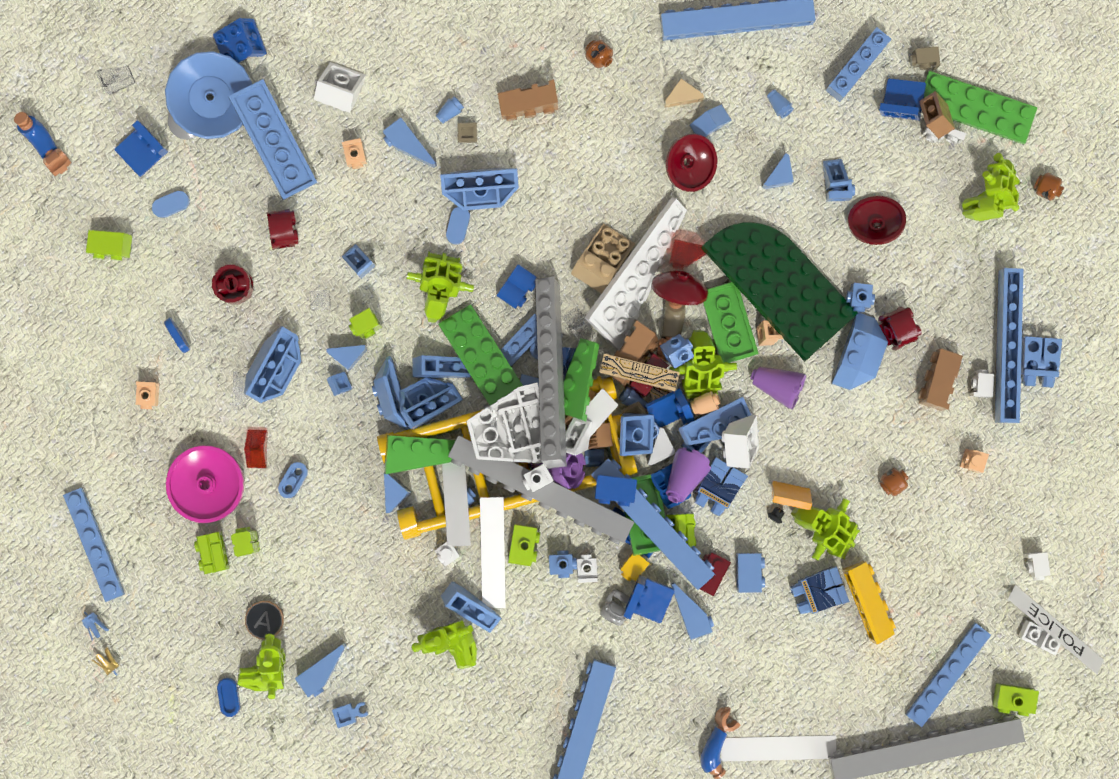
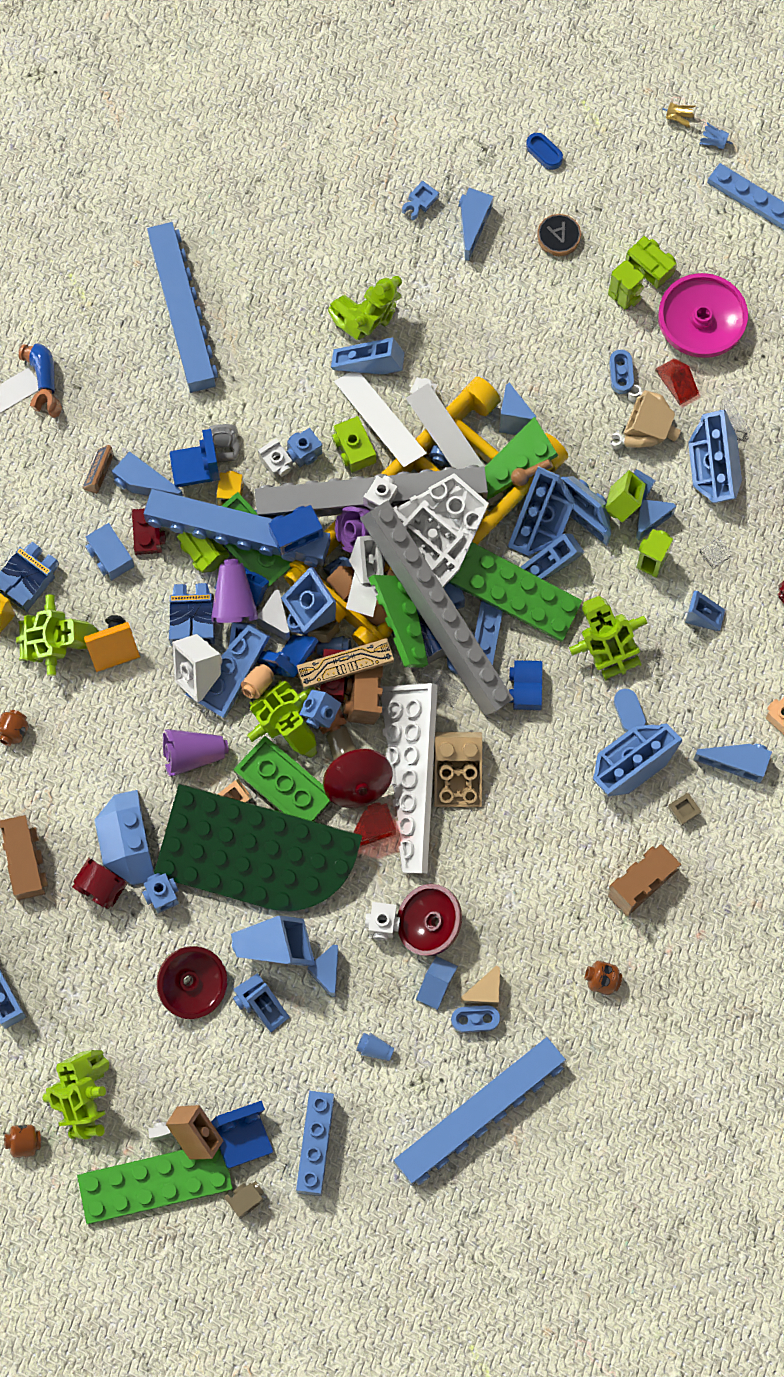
camera: 150 degrees right, 15 degrees down
(269, 671) = (525, 188): lime piece -> none
(300, 427) = (648, 422): none -> tan torso
(358, 377) = (625, 496): none -> lime brick
(424, 436) = (521, 476): none -> medium nougat bar
(450, 109) = (719, 822): medium blue cone -> none
(702, 79) = (475, 1019): none -> medium blue plate
(719, 644) = (98, 469): none -> medium nougat slope
(720, 189) = (379, 913): none -> white brick
(808, 206) = (275, 940): none -> medium blue slope

